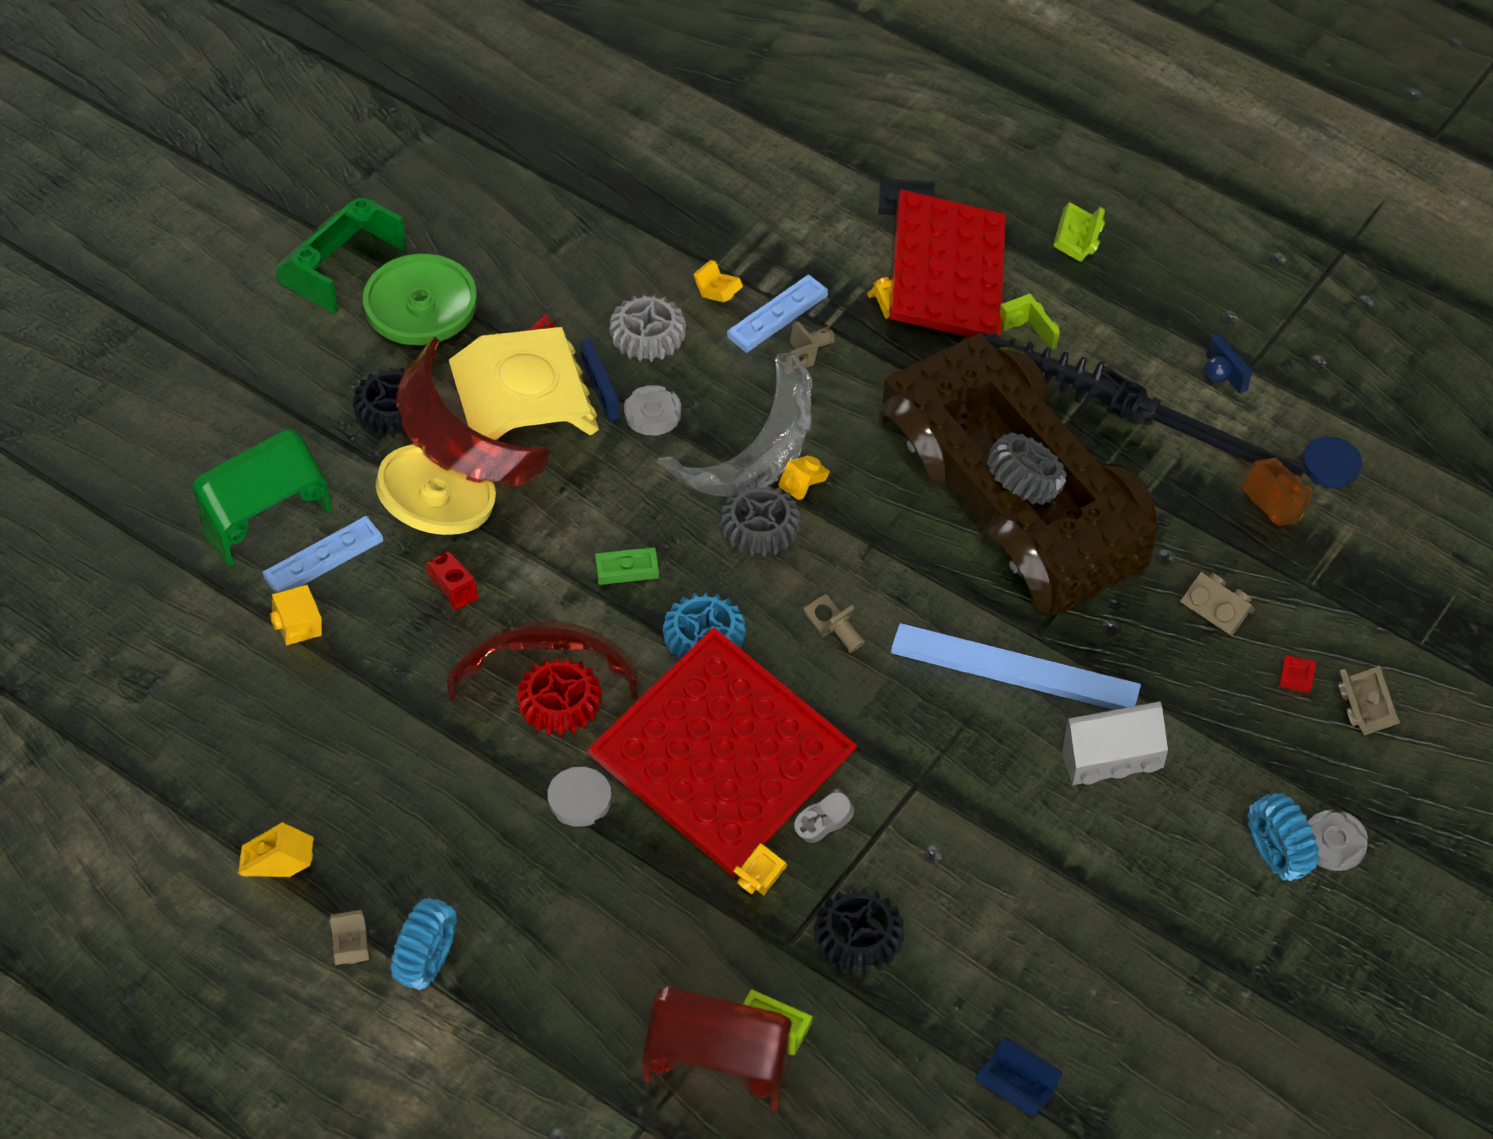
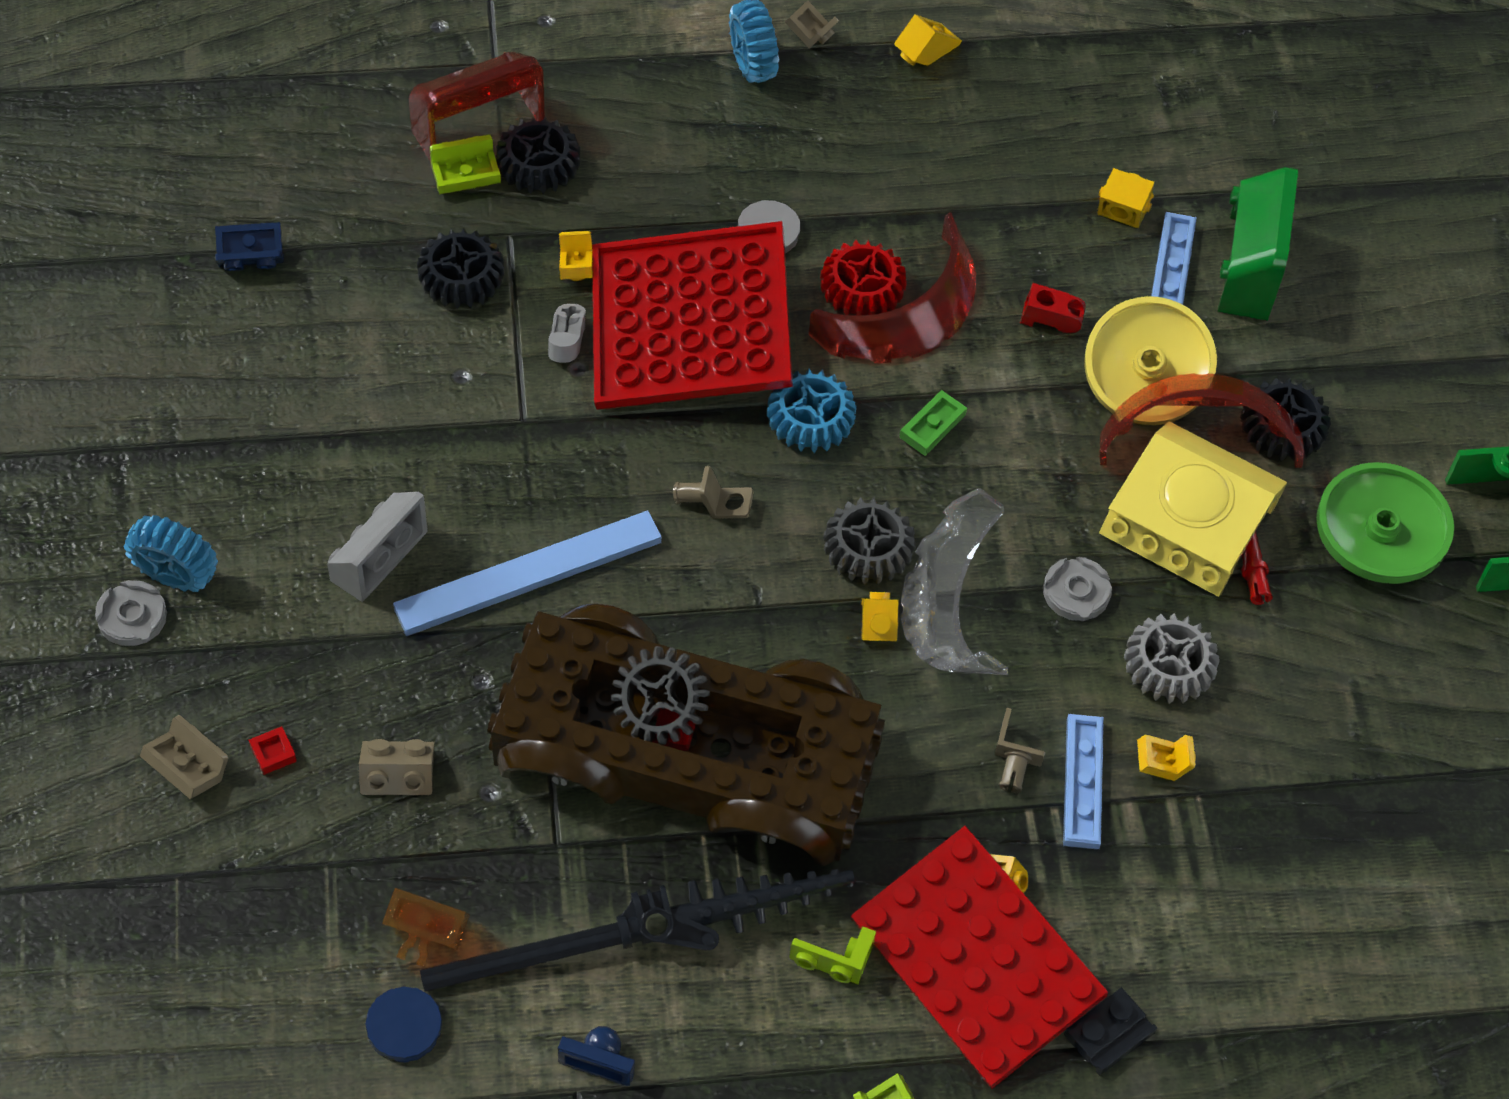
camera: 135 degrees right, 5 degrees up
(599, 380) = (1149, 572): dark blue tile -> none
(710, 971) = (539, 162): none -> black gear

